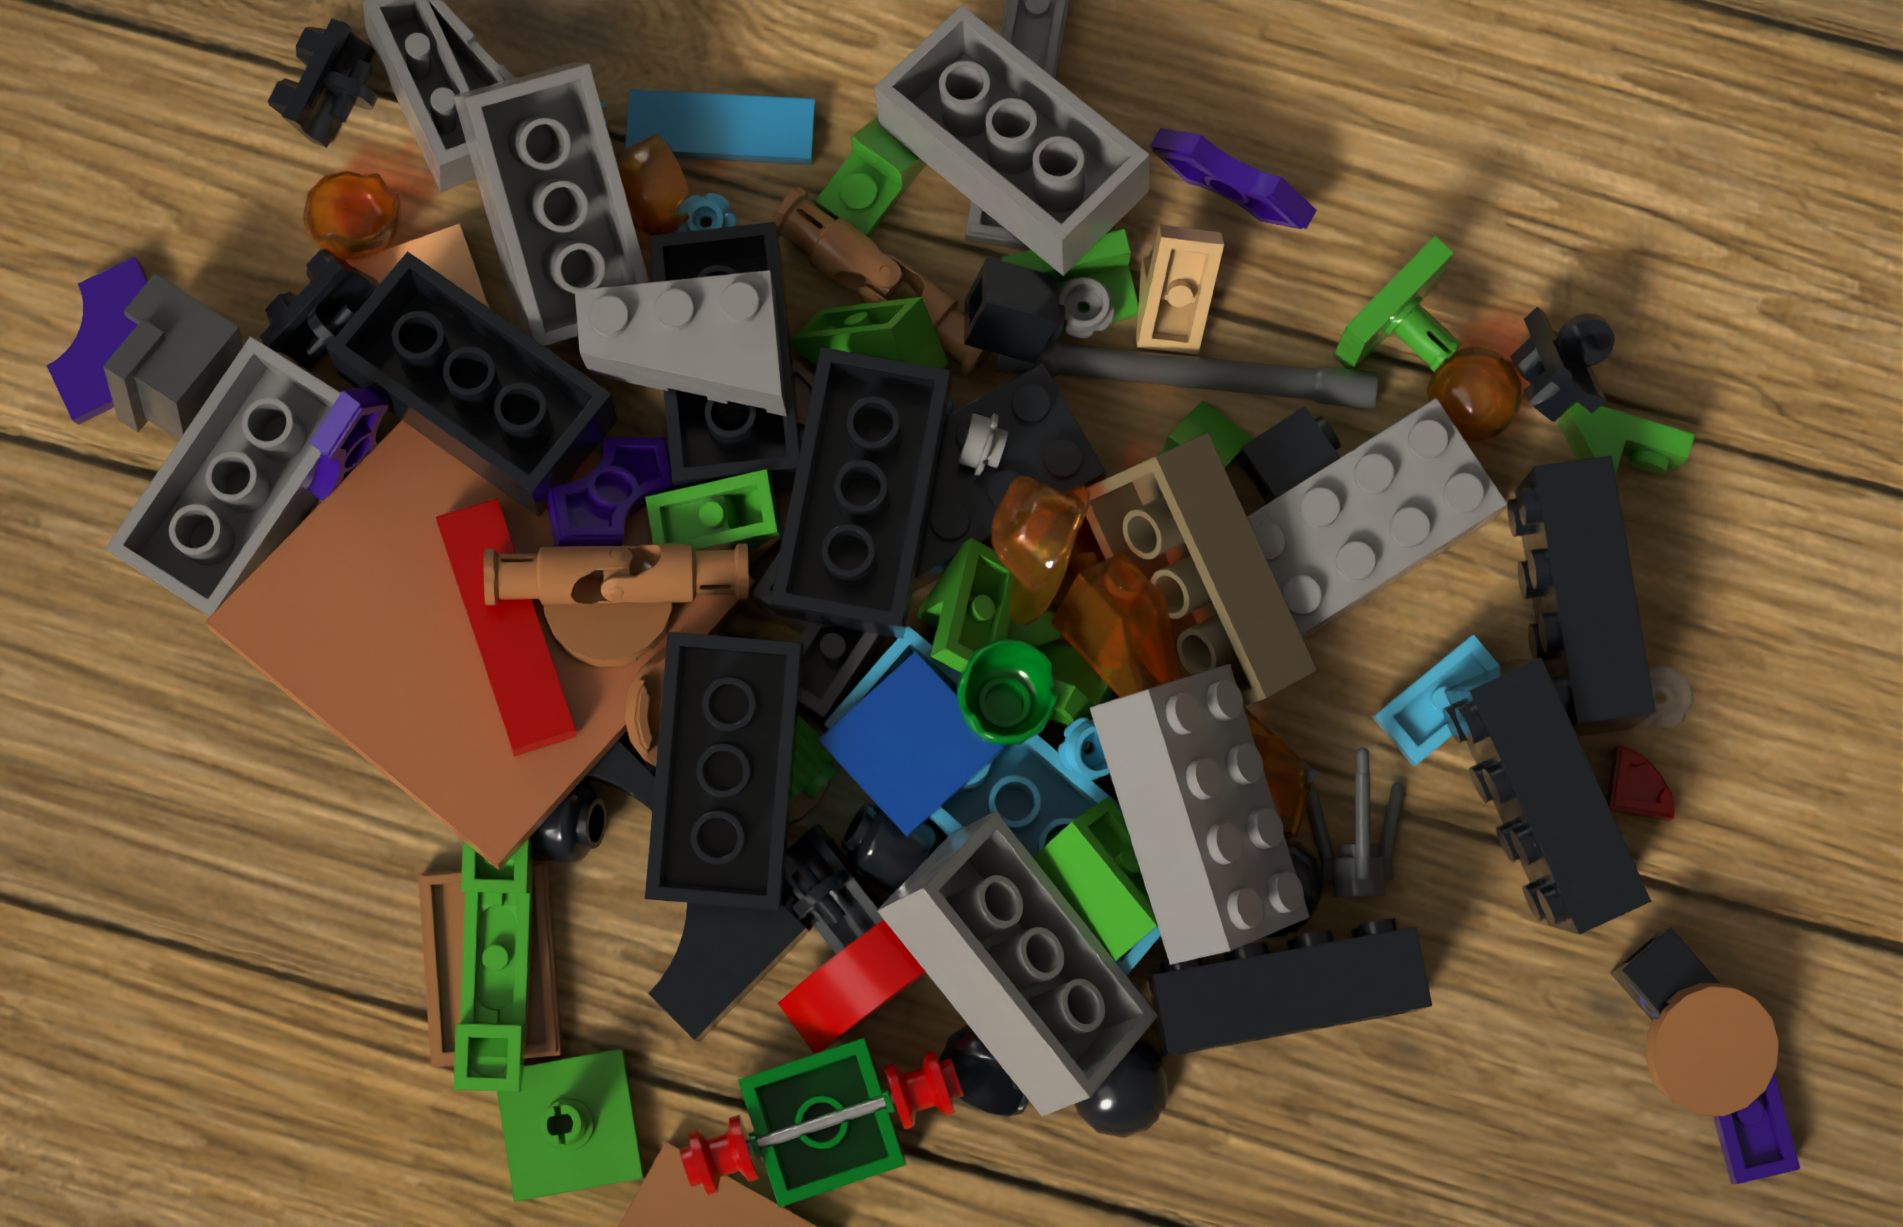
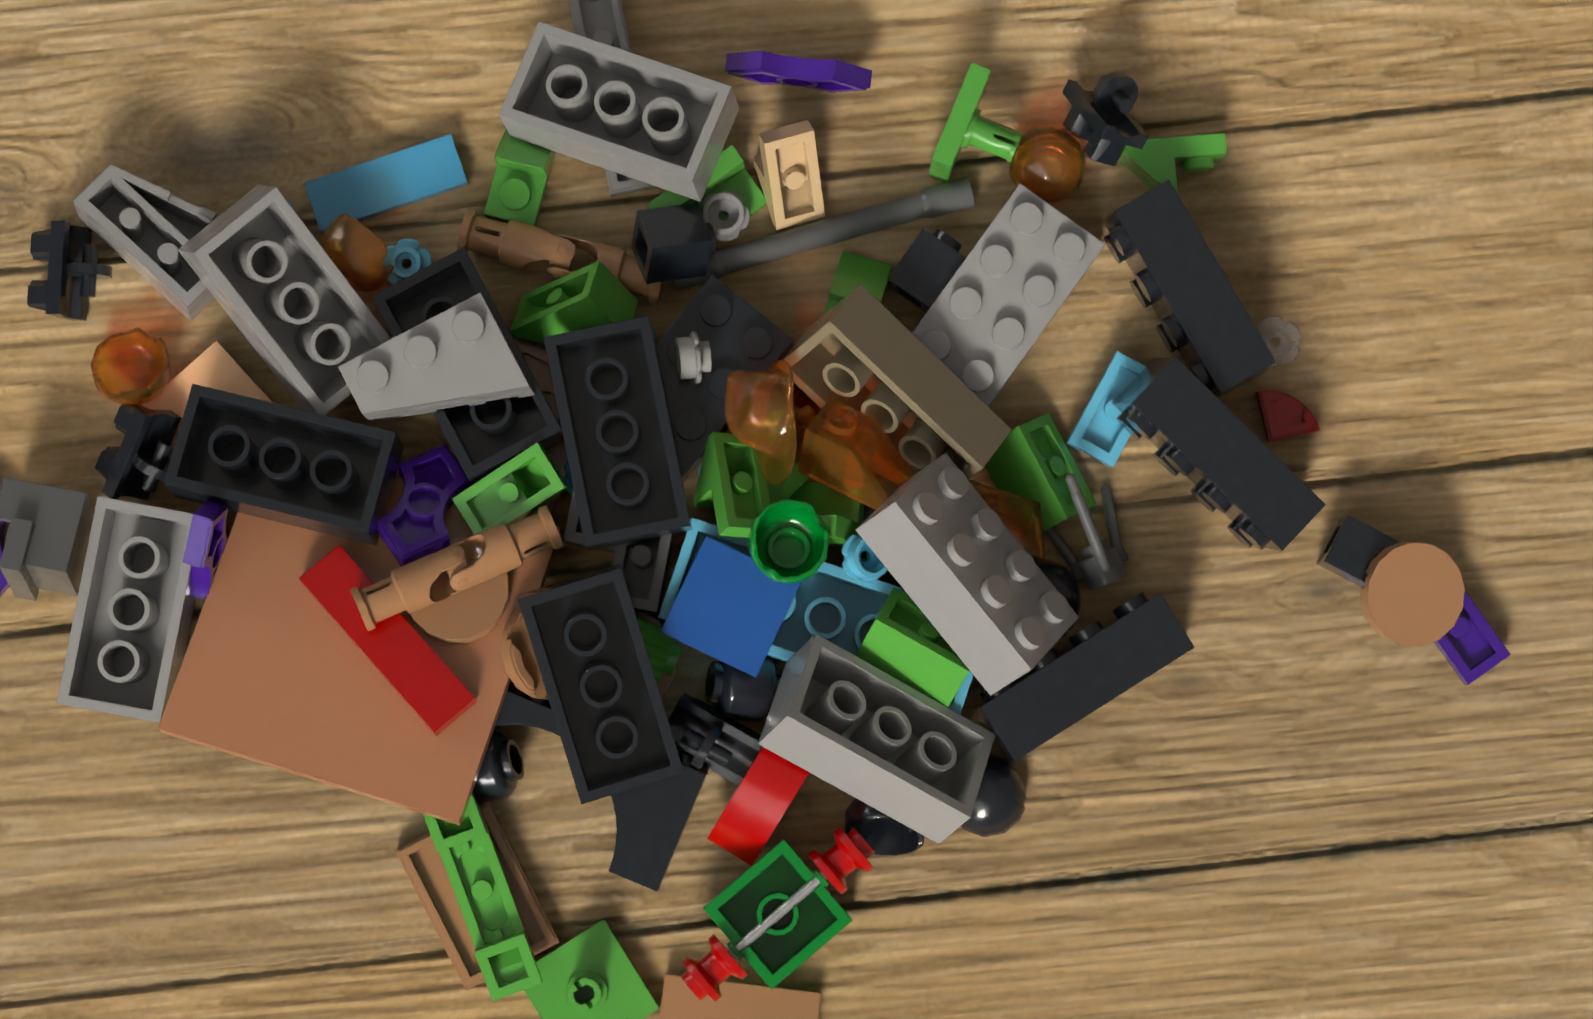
camera: 25 degrees left, 5 degrees up
(1325, 725) = (1035, 465): none -> bright green panel

